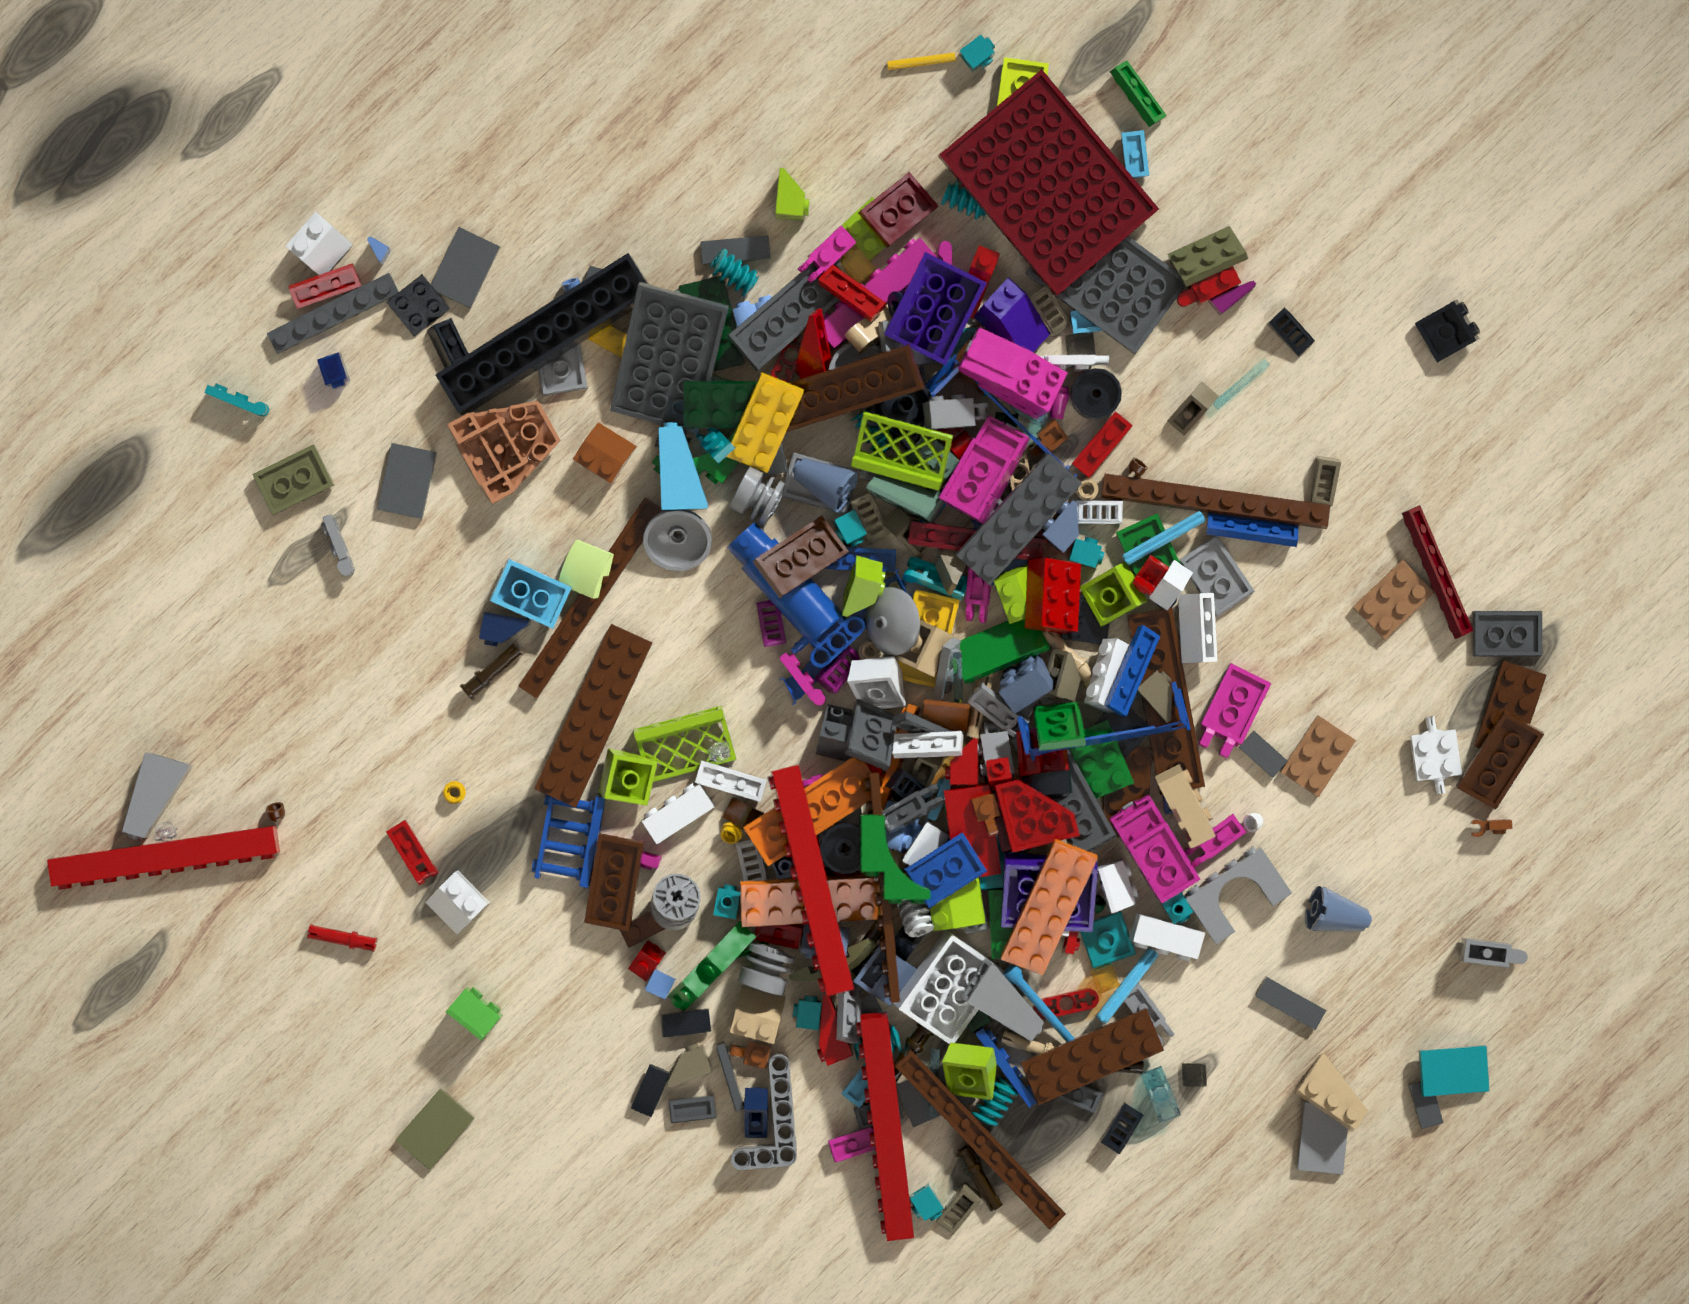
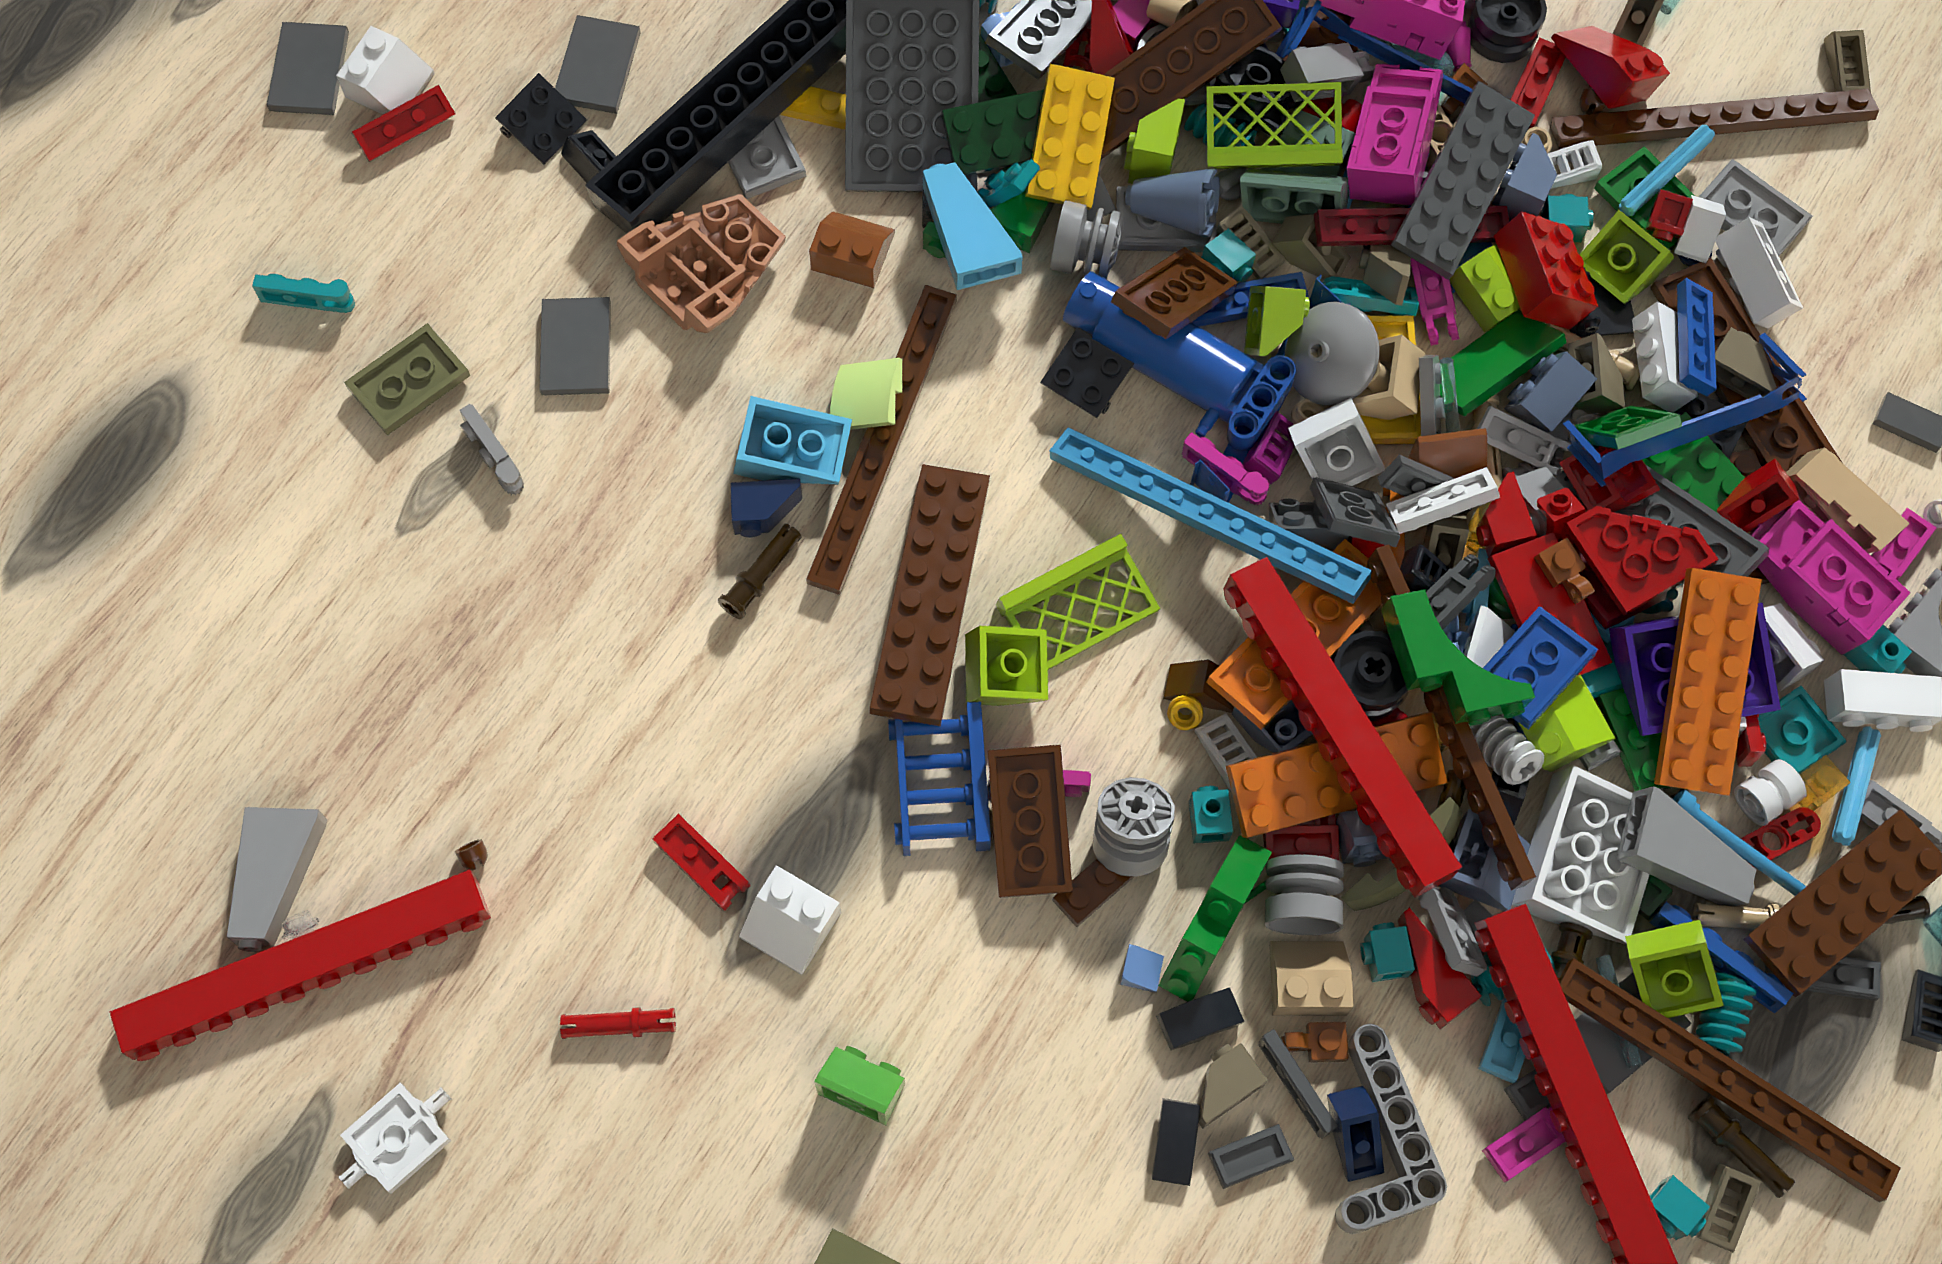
camera: 20 degrees left, 20 degrees down
(200, 972) = (395, 1138): none -> white plate
(268, 222) = (307, 68): none -> dark grey tile
(333, 313) = (420, 160): dark grey plate -> none
(333, 370) = (437, 223): clear blue brick -> none
(380, 249) = (471, 62): medium blue slope -> none
(447, 792) = (743, 748): yellow plate -> none
(647, 960) = (1111, 937): red bracket -> none
(674, 550) = (1011, 329): light grey dish -> none
(677, 812) = (1096, 702): white brick -> none
(719, 752) = (1134, 596): clear plate -> none
(730, 781) = (1162, 638): white plate -> none
(732, 590) = (1087, 373): none -> black hinge
(775, 641) = (1163, 435): magenta slope -> none
(778, 713) = (1211, 515): none -> dark azure plate
(824, 435) = (1154, 145): none -> lime slope
(1050, 783) = (1650, 502): black slope -> none
(1073, 975) = (1774, 790): none -> white wheel
(1129, 793) = (1759, 497): none -> red slope
(1154, 444) = (1612, 65): none -> red slope
(1233, 708) = (1847, 372): dark pink tile -> none
(1252, 529) = (1787, 139): blue plate -> none

